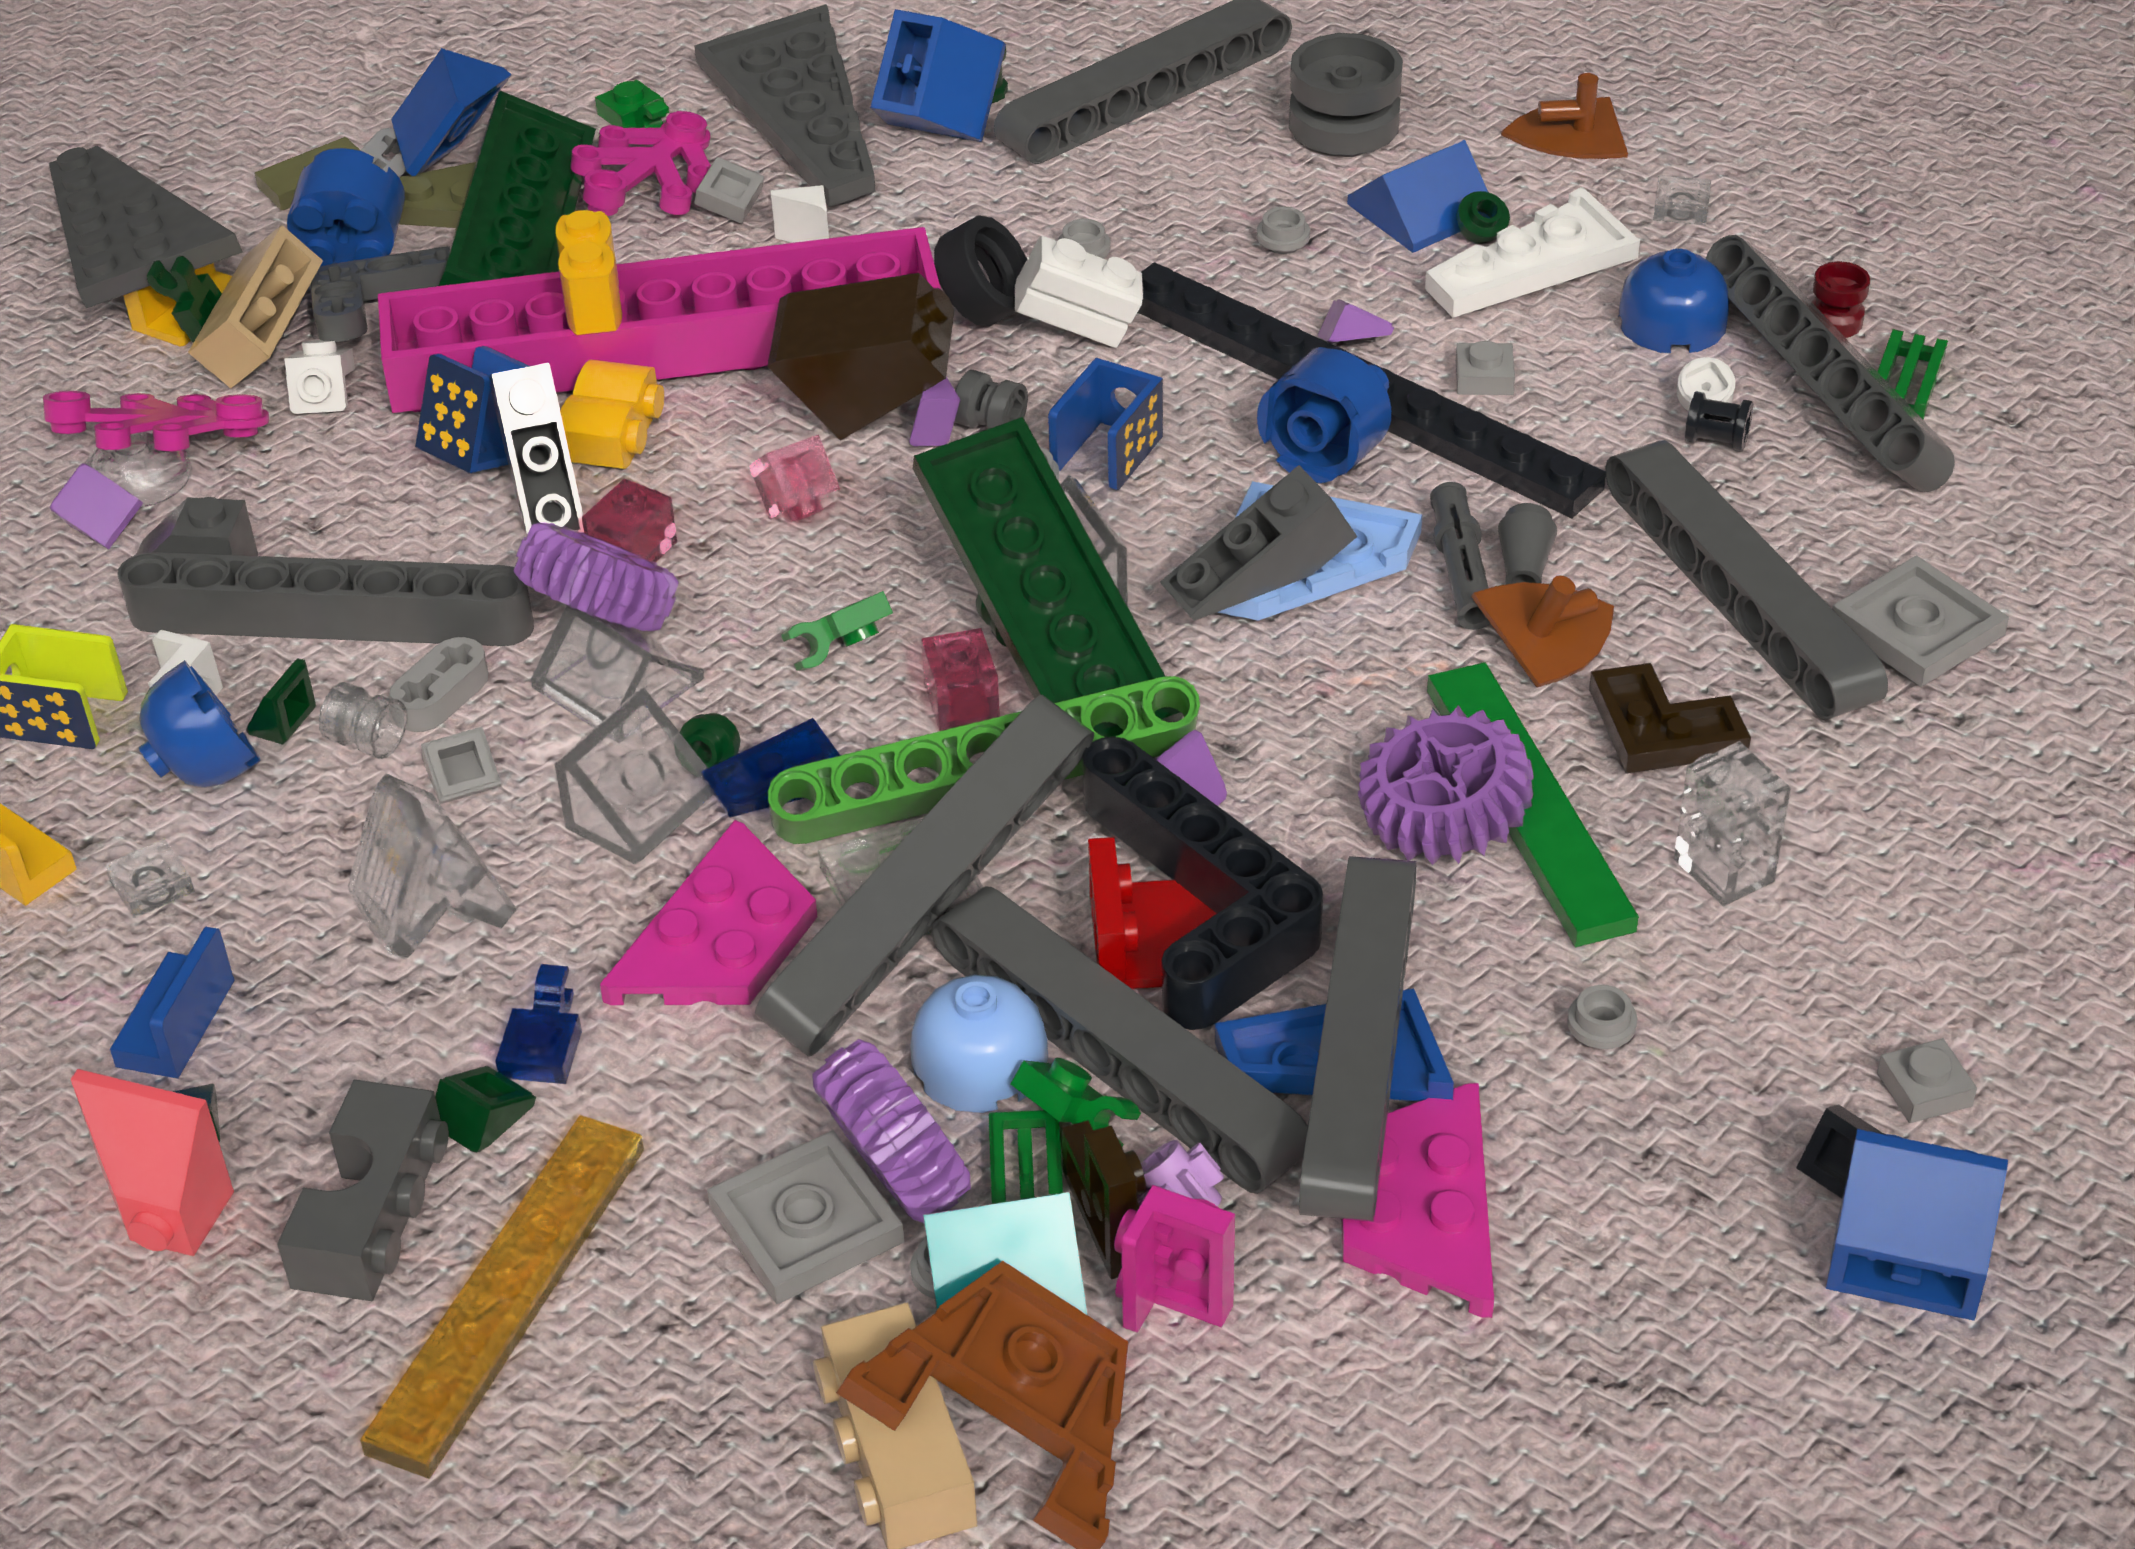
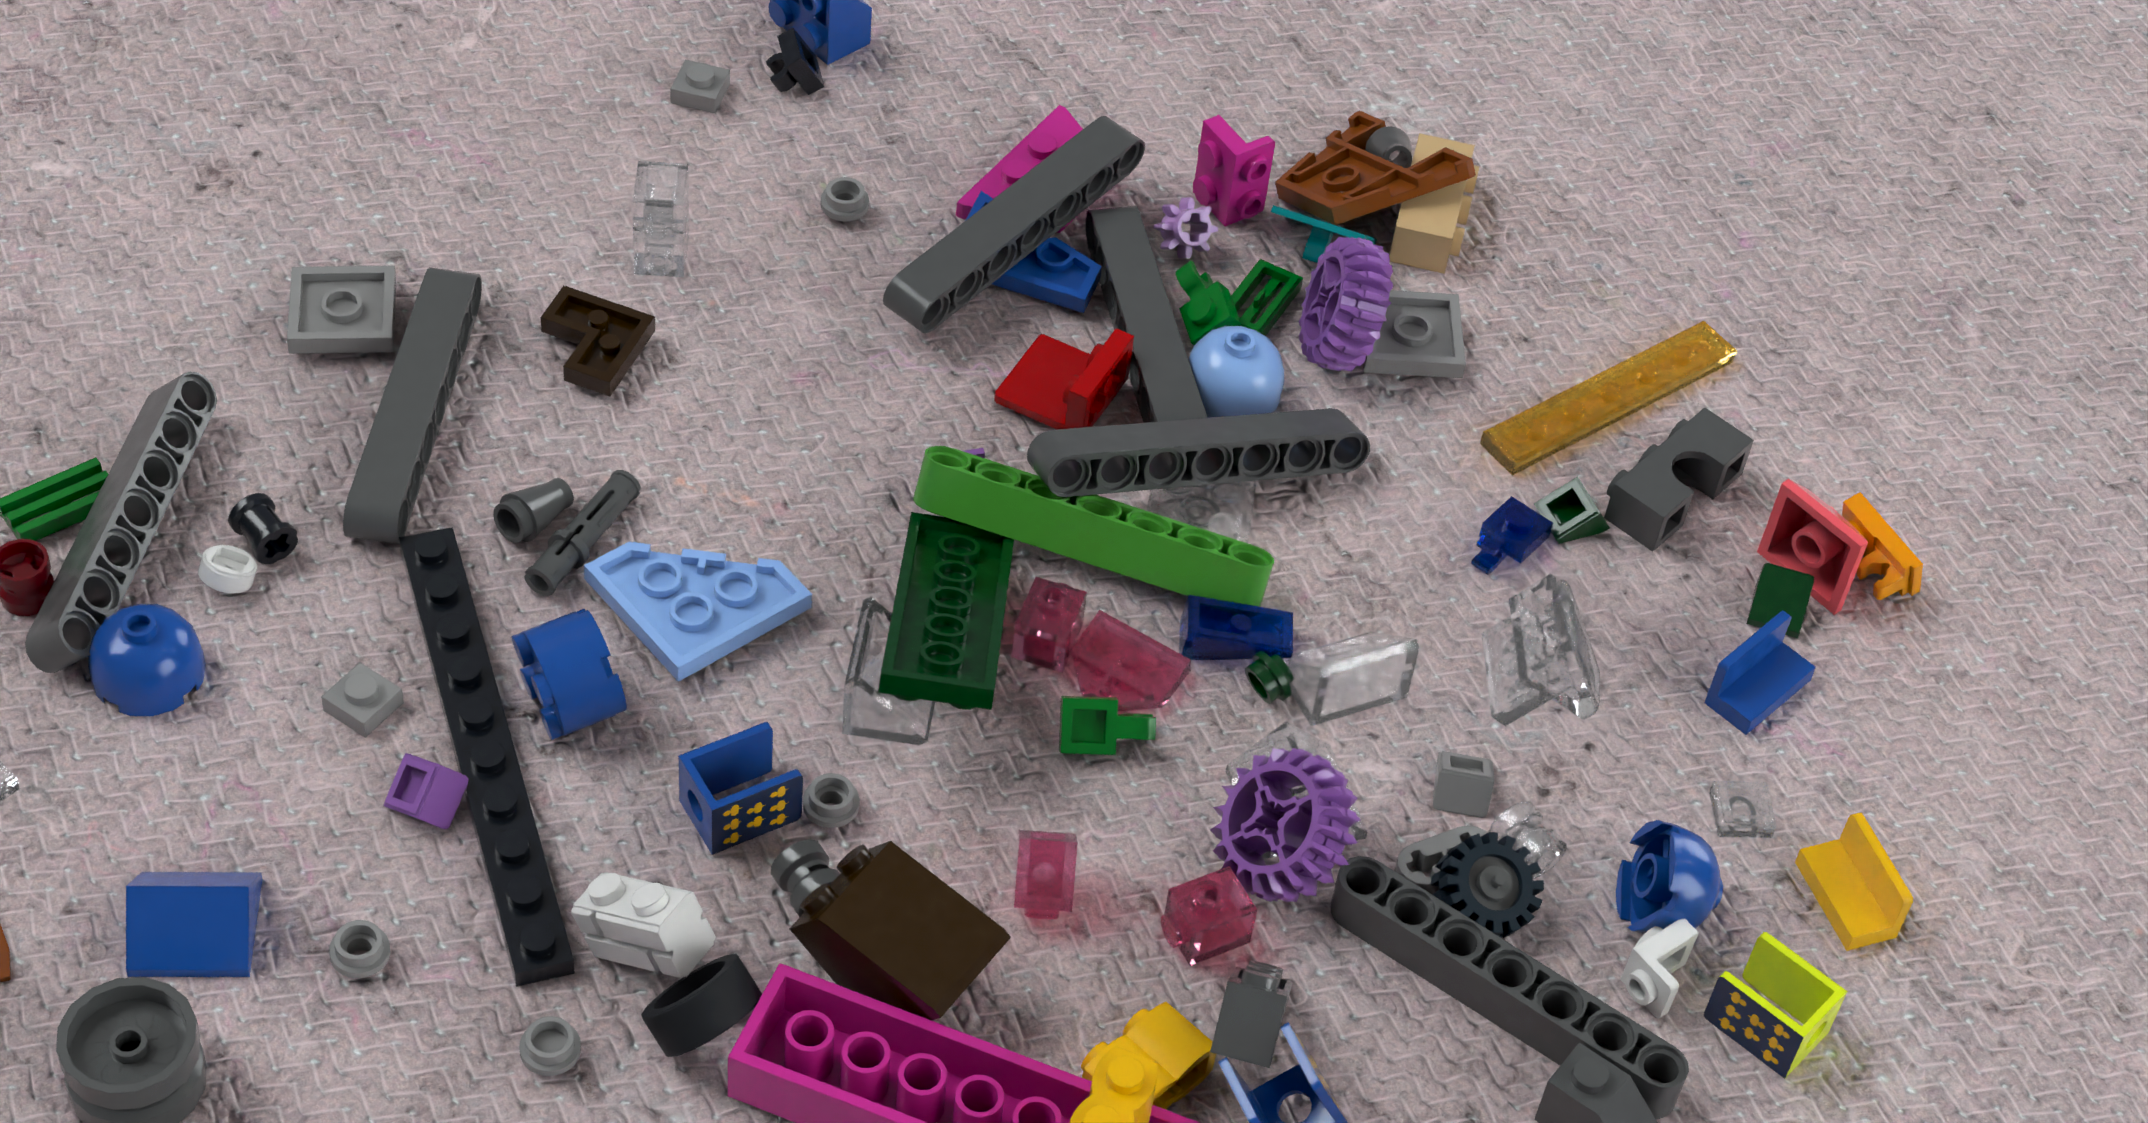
camera: 155 degrees left, 5 degrees up
(67, 1229) = (1884, 552): none -> light orange plate
(284, 705) = (1585, 904): dark green slope -> none
(381, 646) = (1489, 883): none -> black wheel
(718, 930) = (1349, 547): dark pink wing -> none
(866, 696) = (1126, 665): none -> clear pink slope
(999, 1459) = (1388, 140): none -> dark grey cone
(1102, 1184) = (1236, 229): dark brown plate -> none
(1262, 899) = (1016, 315): black beam -> none
(1264, 548) = (749, 566): dark grey slope -> none
(1446, 785) = (767, 344): medium lavender gear -> none
(1475, 226) = (179, 848): dark green plate -> none
(1545, 253) = (179, 779): white wing -> none
(1548, 625) = (587, 442): dark orange shield -> none
(1552, 835) = (735, 351): green tile -> none

